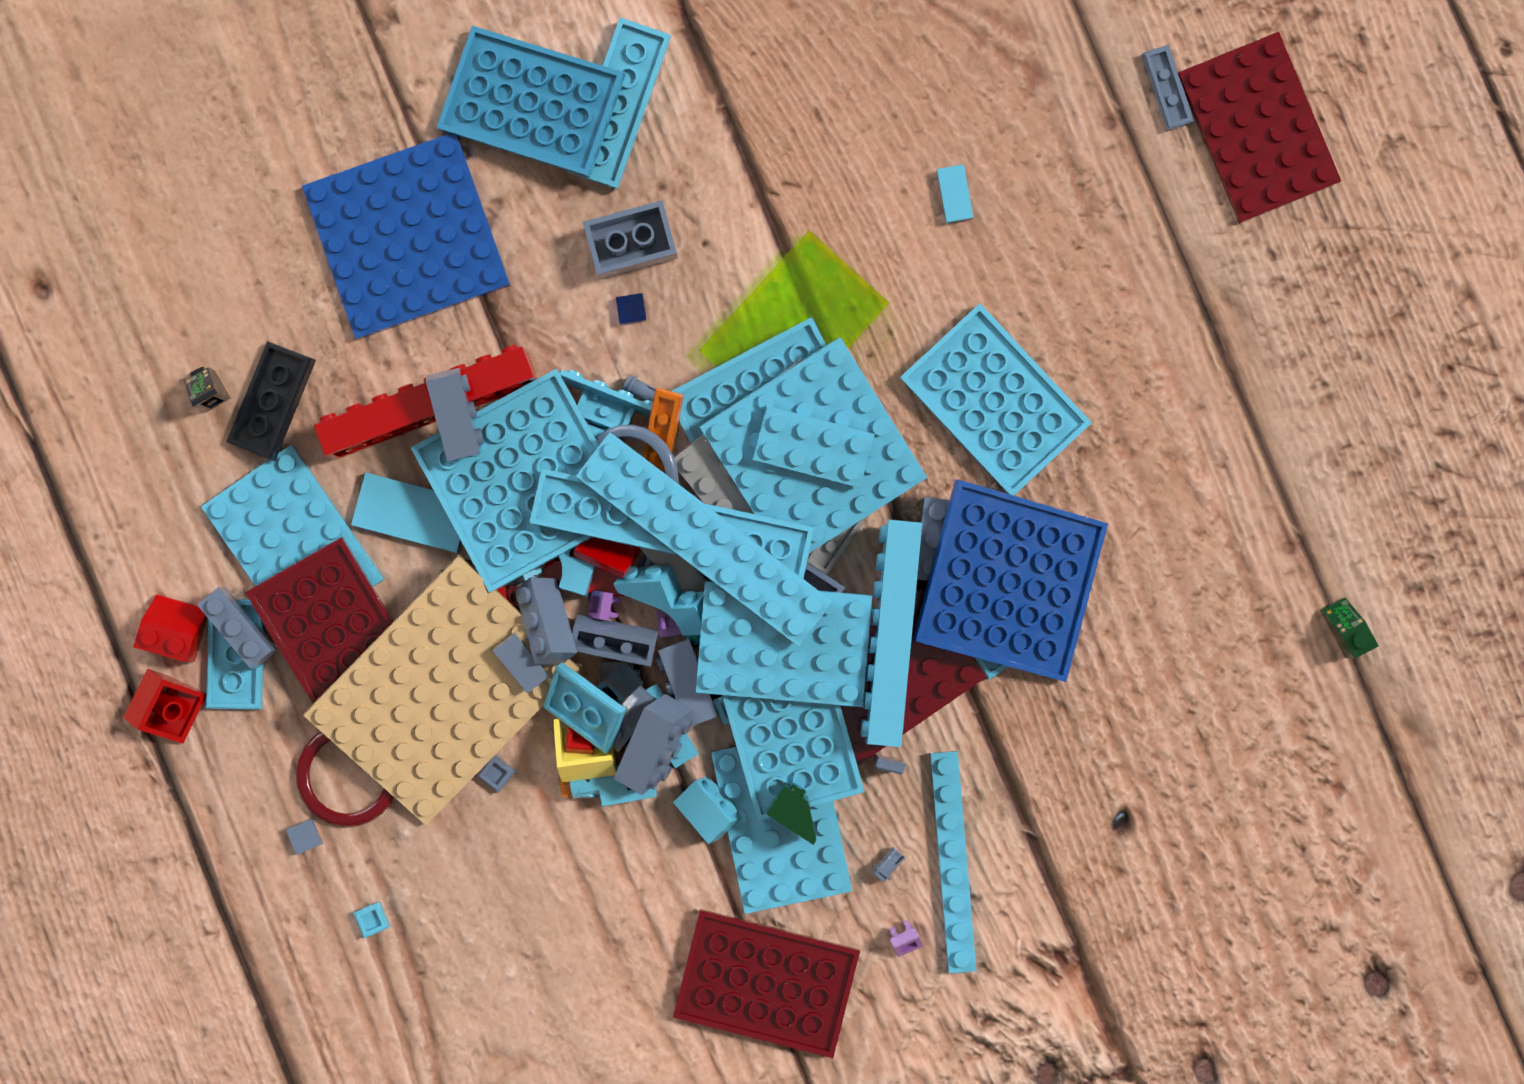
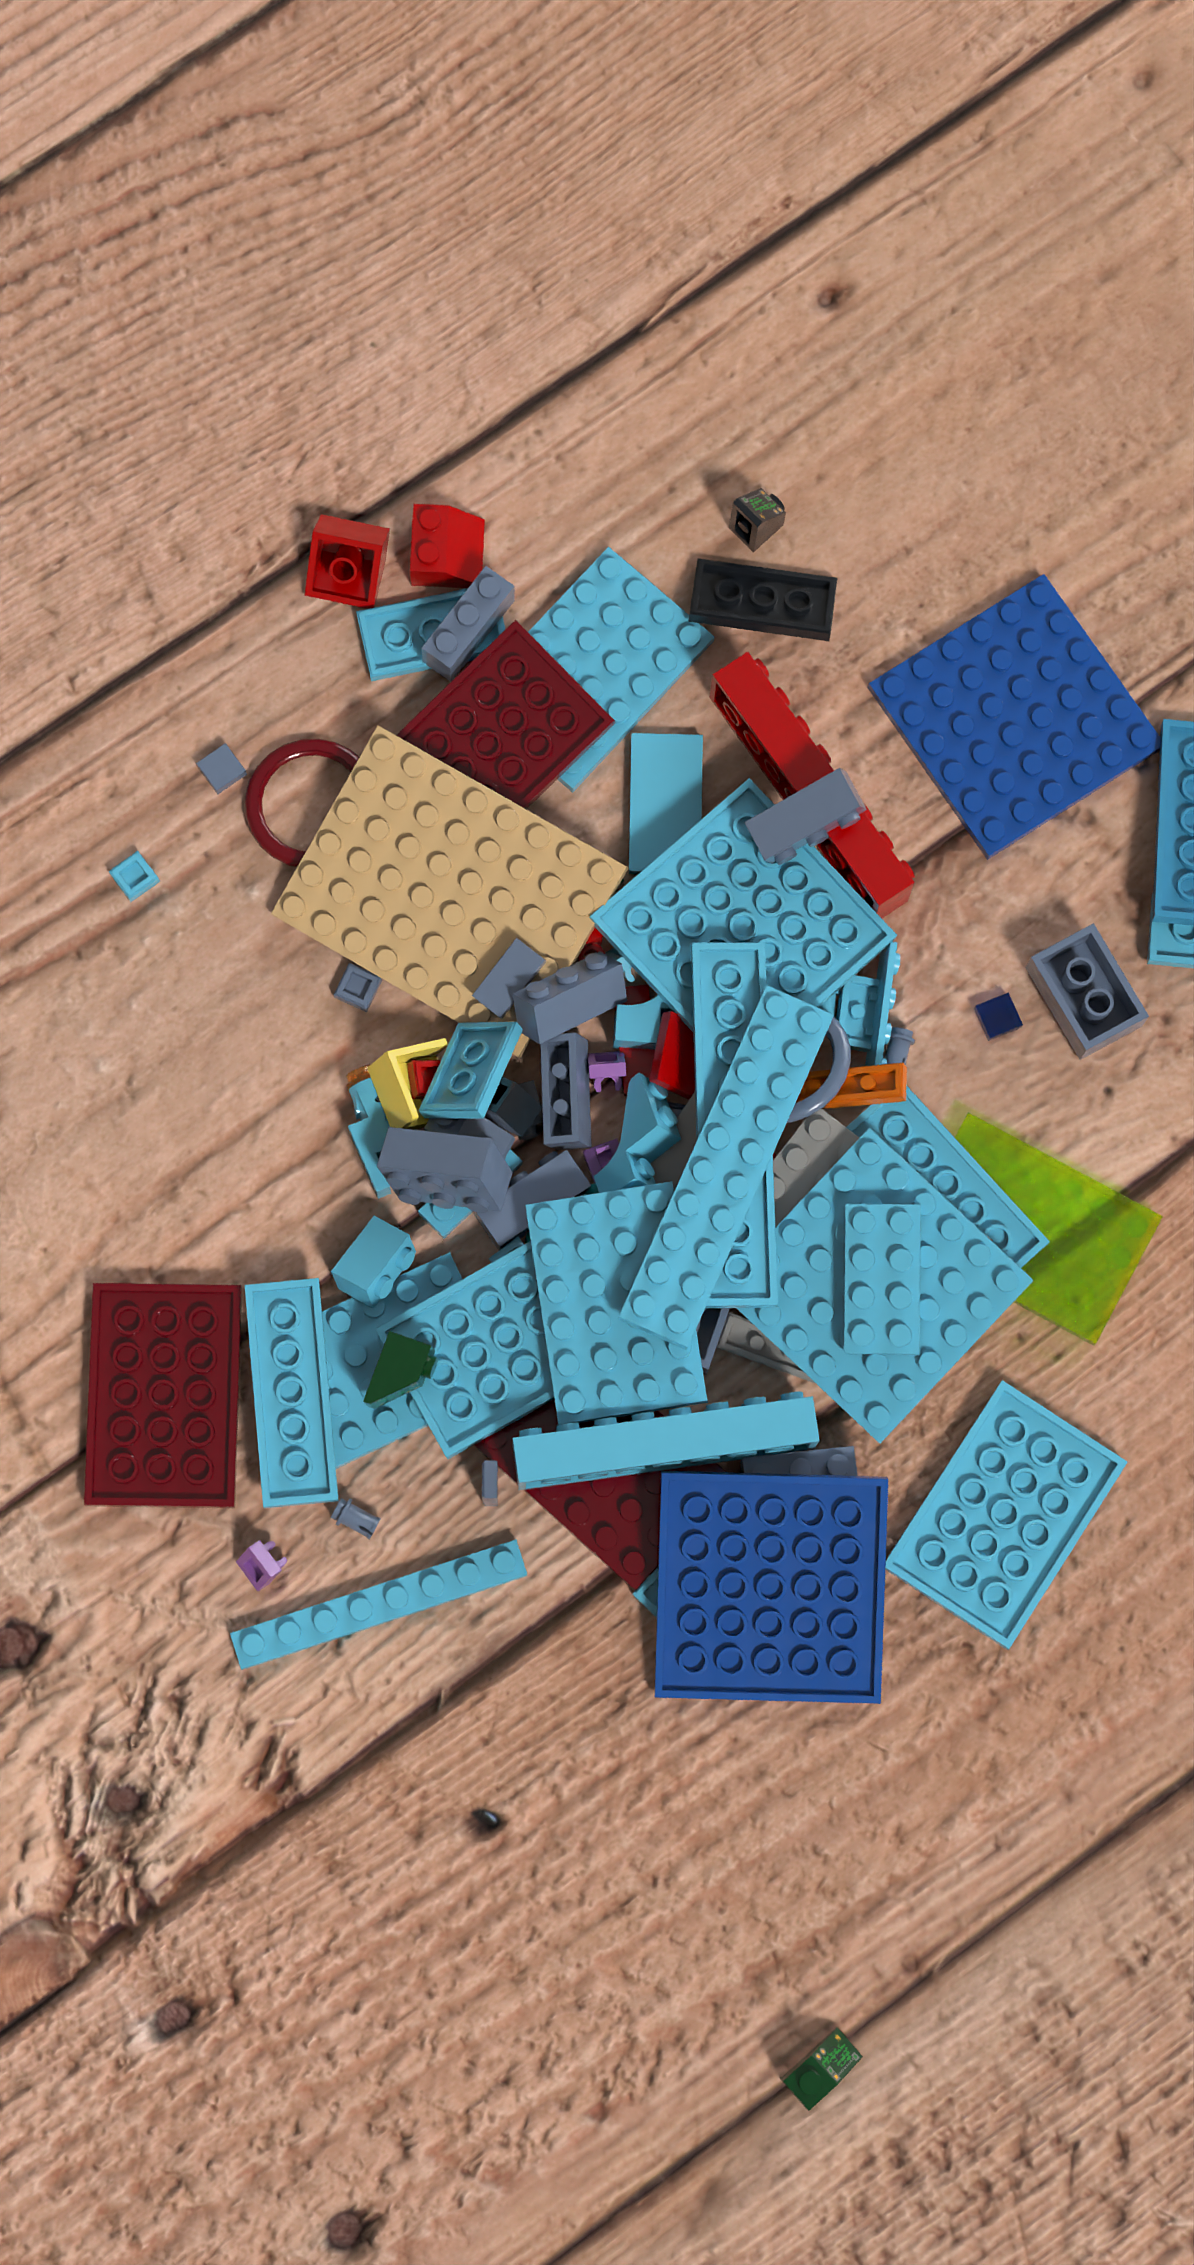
camera: 70 degrees right, 10 degrees down
(789, 892) = (291, 1393): none -> medium azure plate

